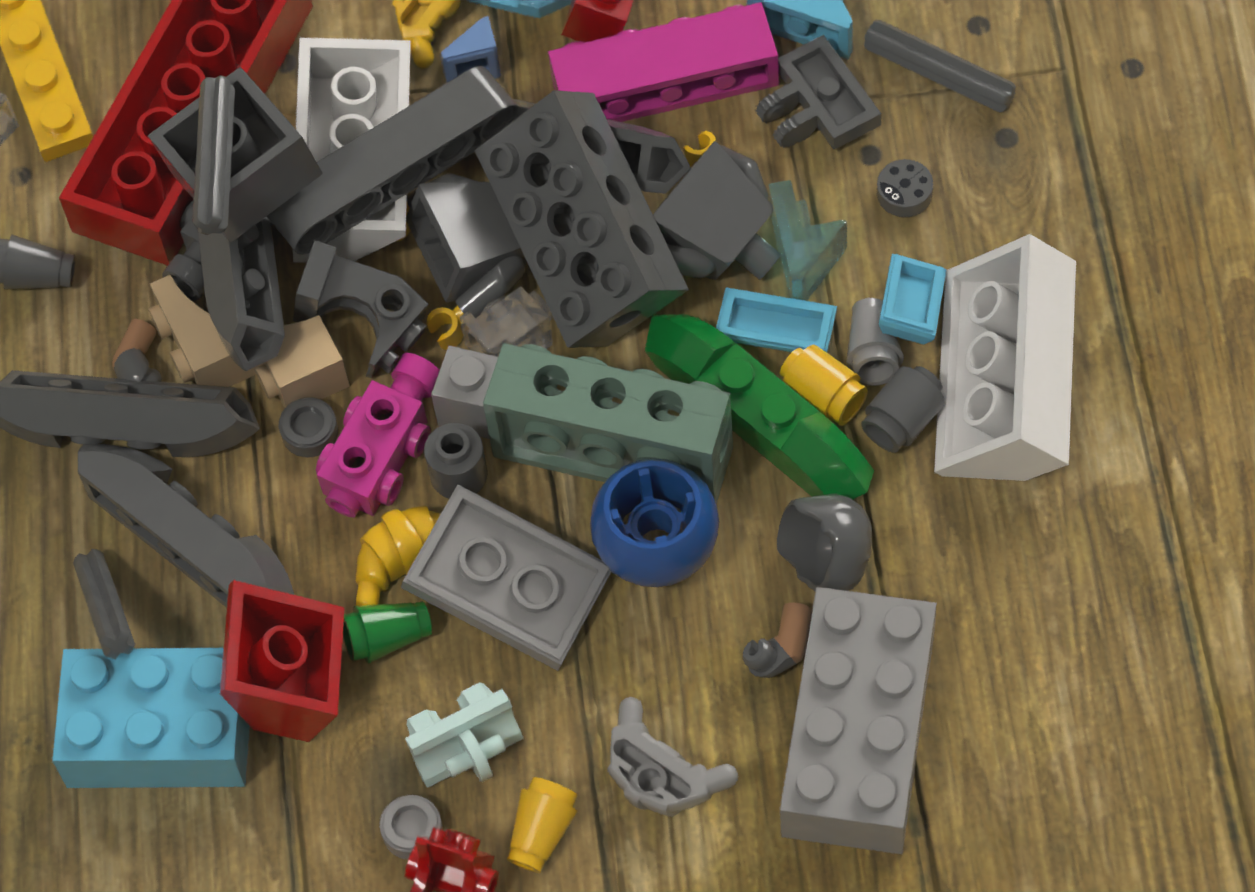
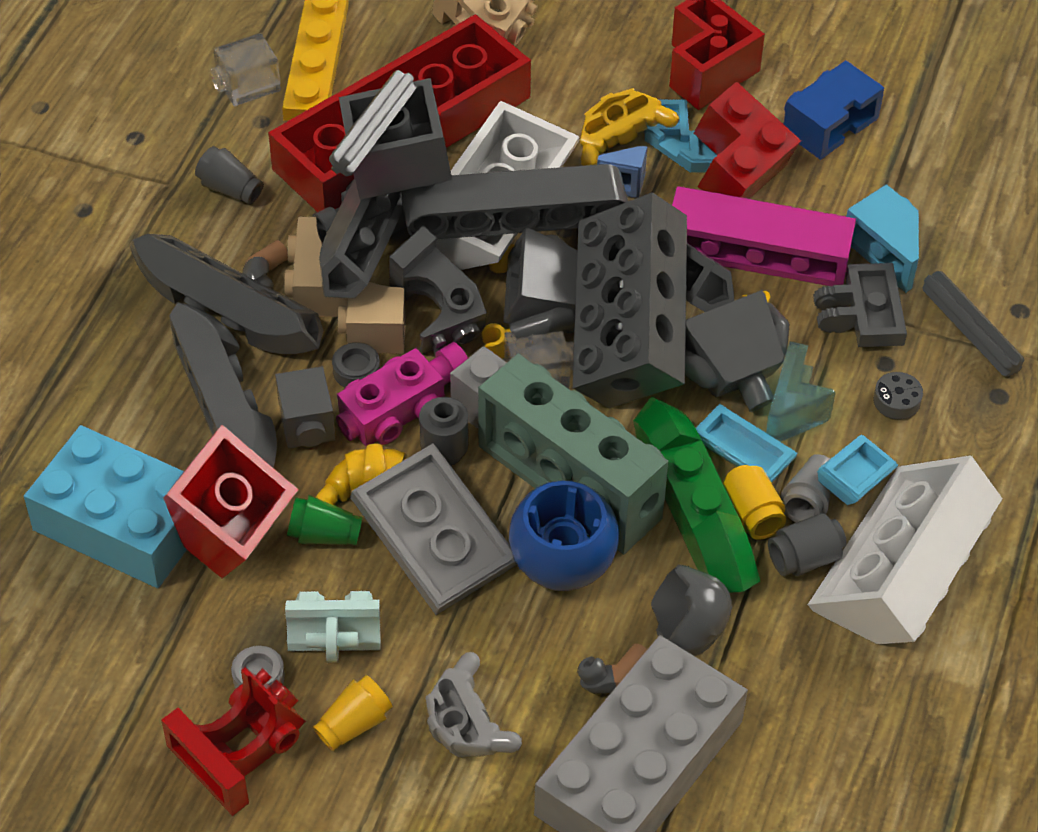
camera: 20 degrees right, 10 degrees down
(103, 604) = (130, 410): dark grey axle -> none
(290, 507) = (305, 407): none -> dark grey brick

